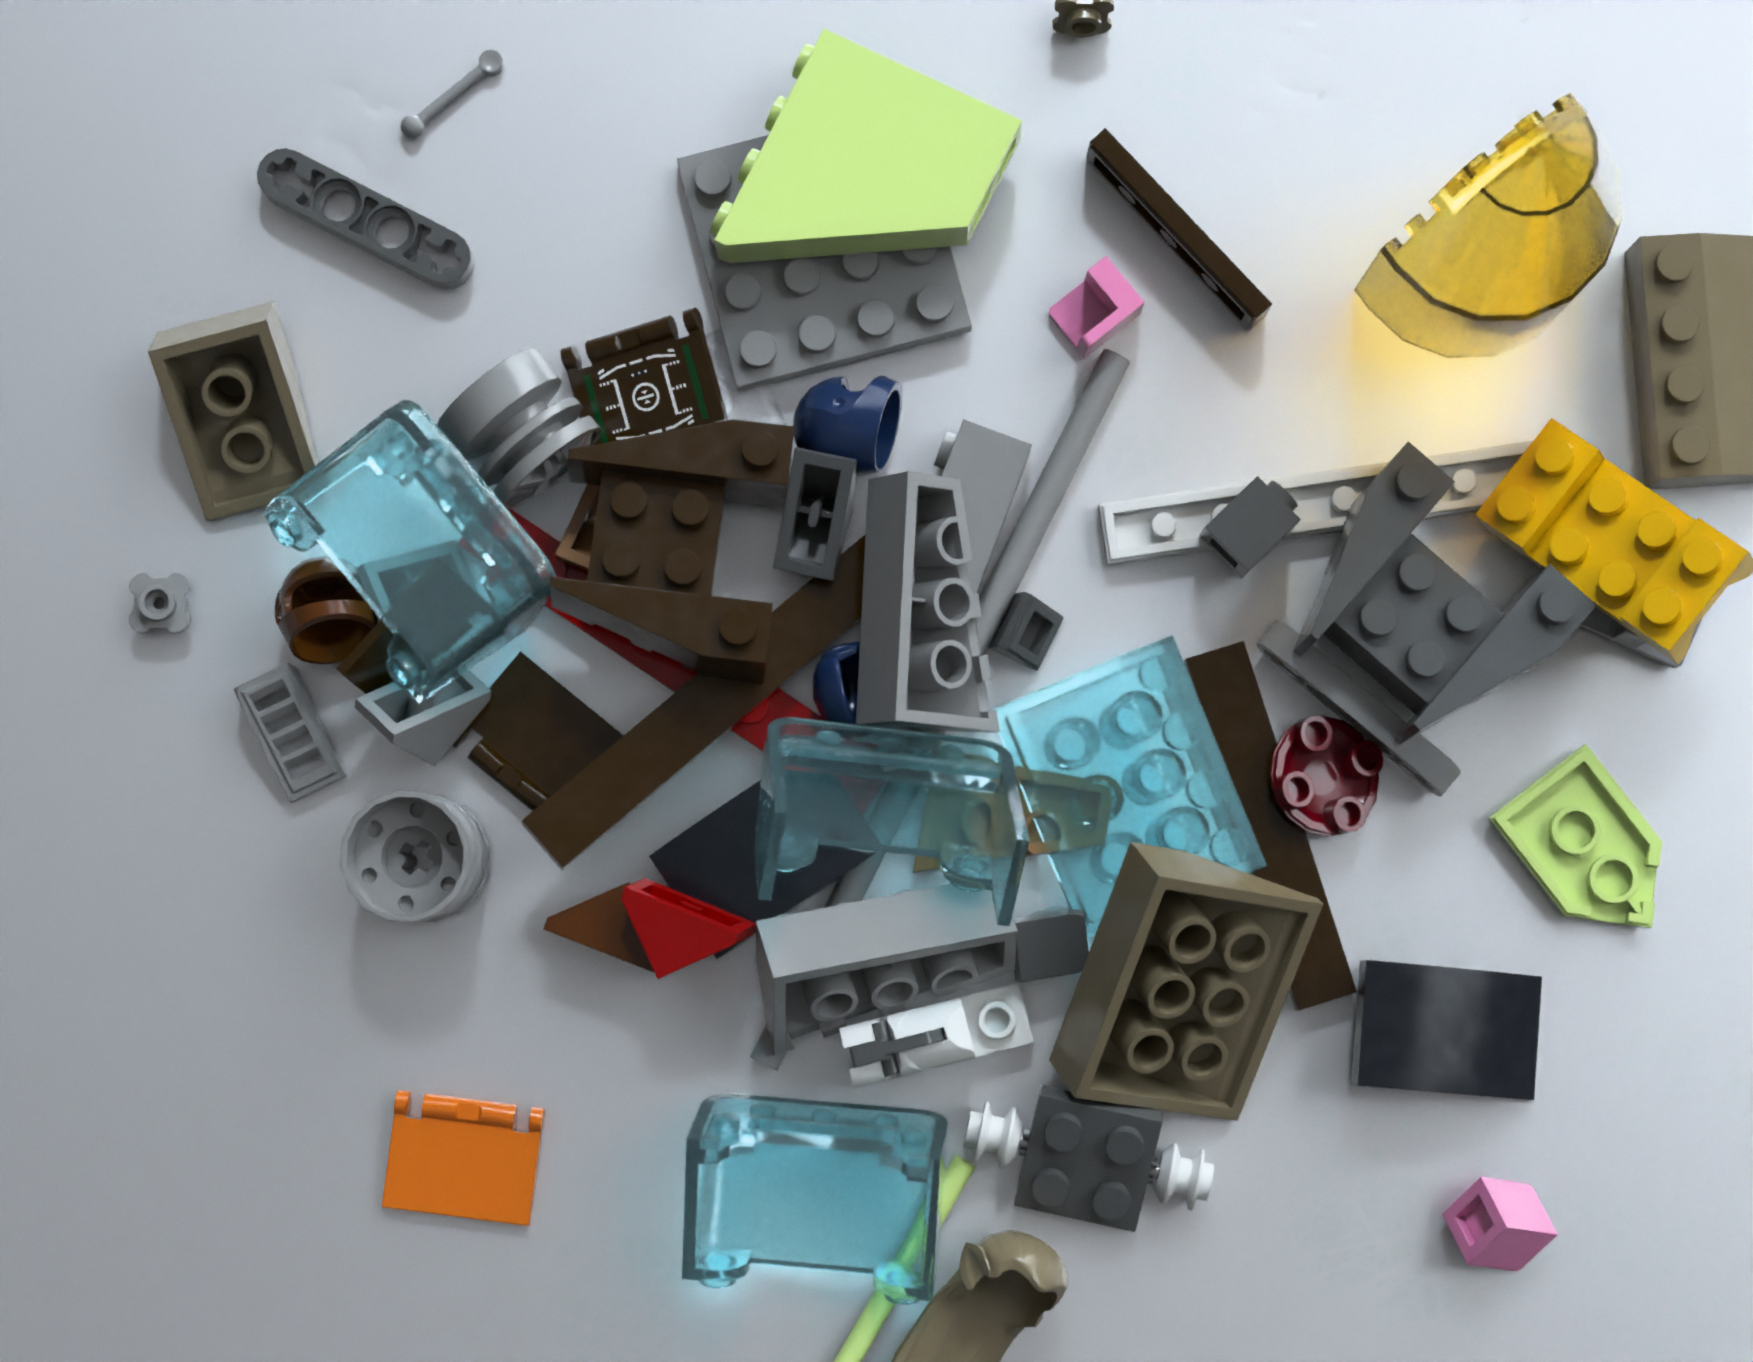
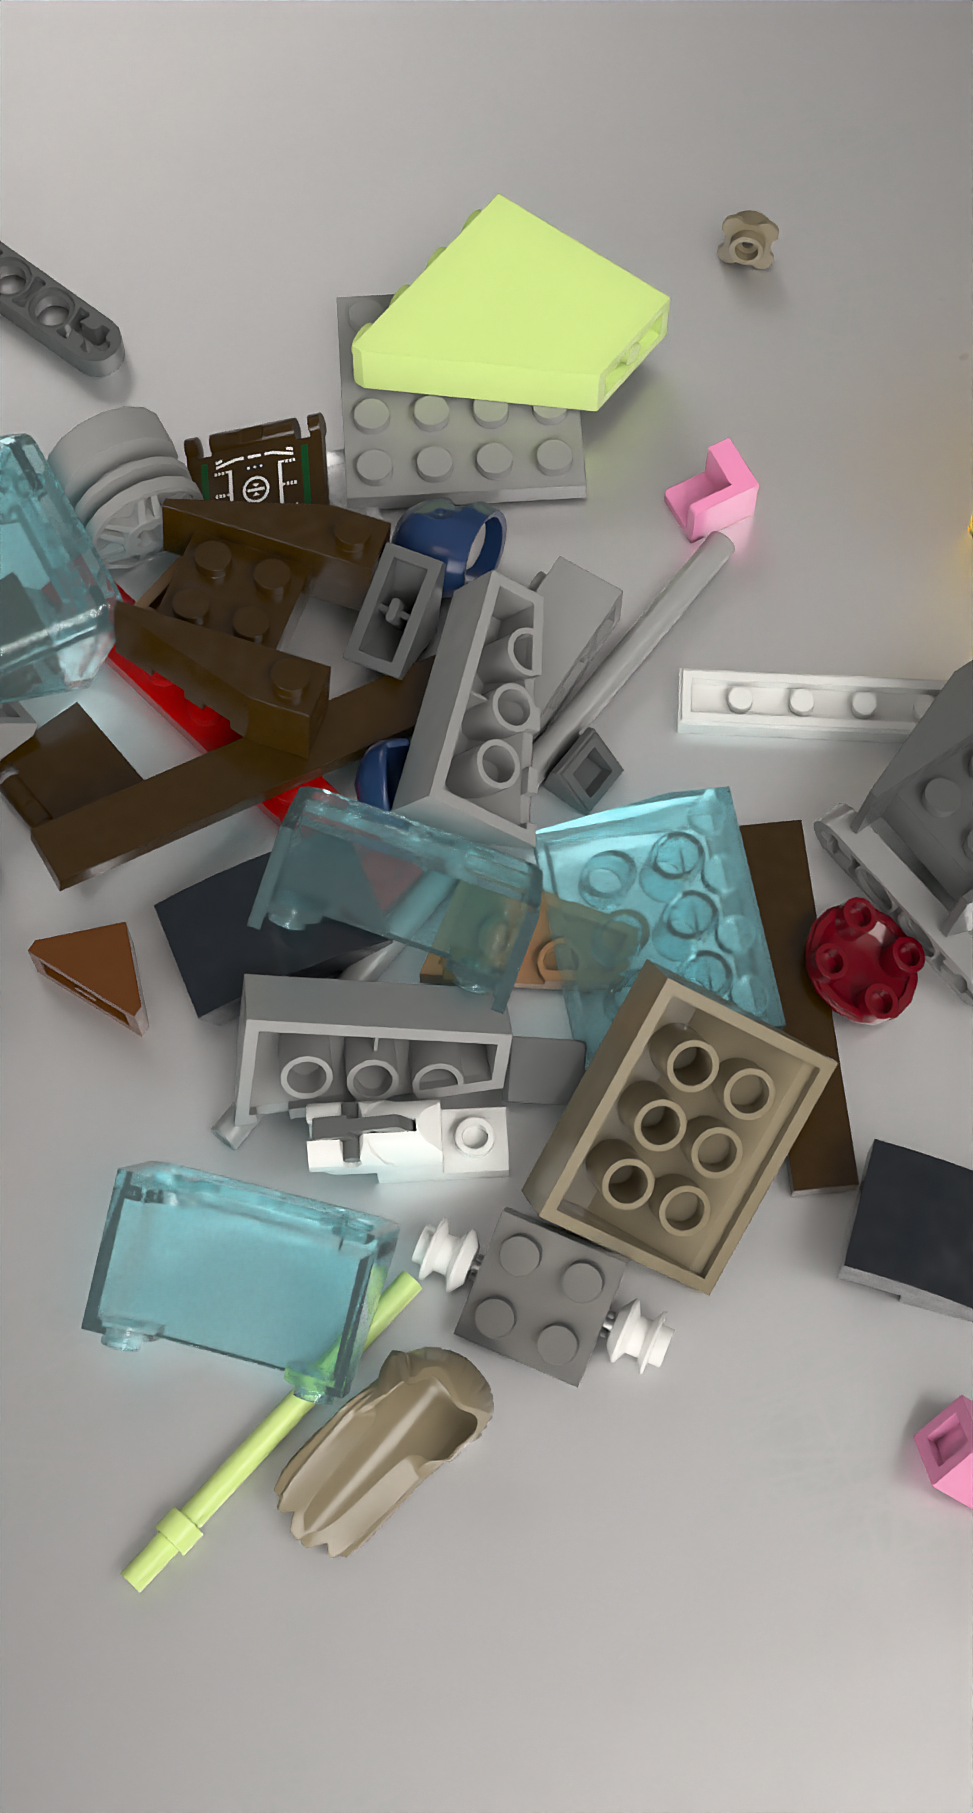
camera: 10 degrees right, 15 degrees down
(489, 64) = (182, 196): light grey hinge -> none
(678, 927) = (164, 978): red slope -> none
(1177, 230) = (804, 438): dark brown tile -> none
(1251, 525) = (827, 704): dark grey brick -> none

